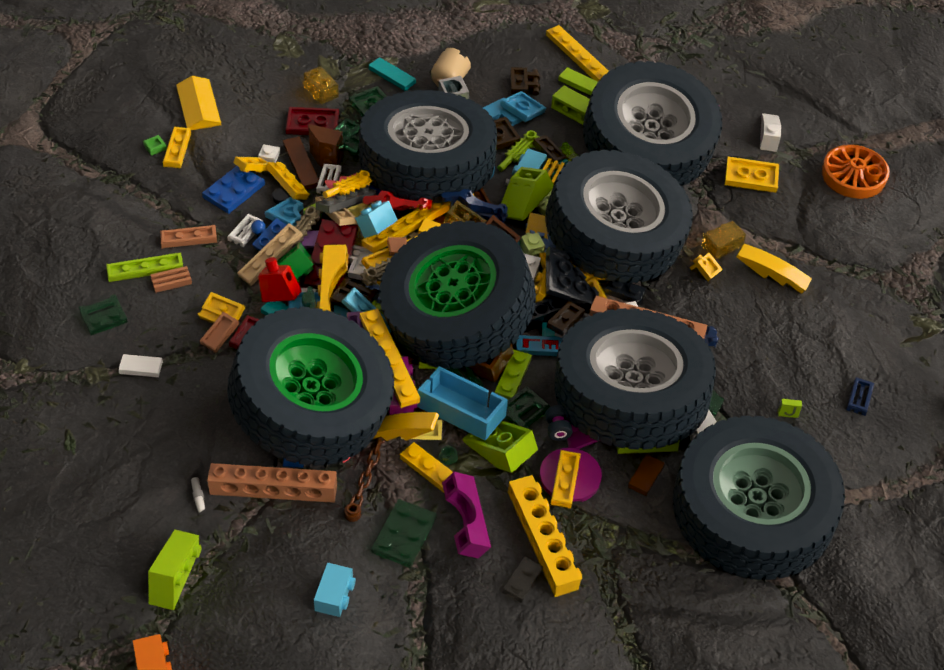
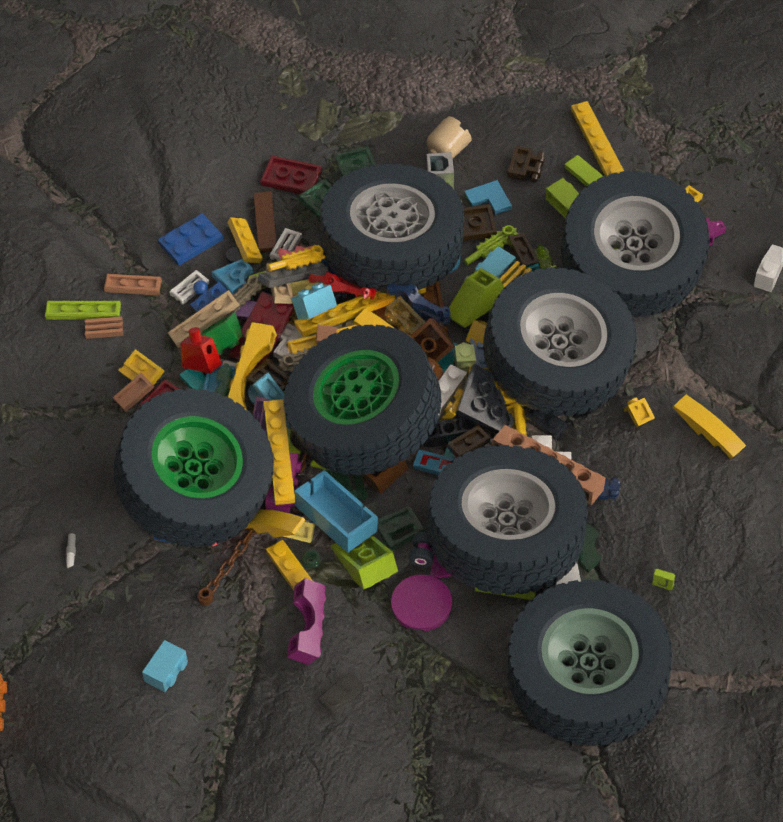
camera: 20 degrees right, 5 degrees up
(105, 319) = (31, 358): clear green plate -> none
(140, 365) = (52, 412): white tile -> none
(155, 145) = (127, 177): bright green tile -> none
(172, 569) = (28, 615): lime wedge -> none
(177, 147) = (148, 183): yellow tile -> none
(198, 103) = (182, 136): yellow slope -> none
(251, 164) = (213, 216): yellow plate -> none
(269, 153) = (236, 206): white plate -> none
(272, 482) = (139, 553): nougat brick -> none
(320, 85) = (310, 135): clear yellow brick -> none
(326, 145) = (293, 209): reddish brown slope -> none
(392, 74) = (389, 132): teal tile -> none
(404, 533) = (246, 626): clear green plate -> none
(513, 374) = (401, 490): lime plate -> none
(523, 106) = (513, 194): dark azure tile -> none
(560, 581) = (375, 703): yellow brick -> none
(565, 479) = (413, 606): yellow tile -> none
(646, 475) = (495, 617): reddish brown tile -> none
(723, 239) = (667, 385): clear yellow brick -> none
(752, 174) = (730, 315): yellow plate -> none
(857, 408) = (736, 593): dark blue tile -> none

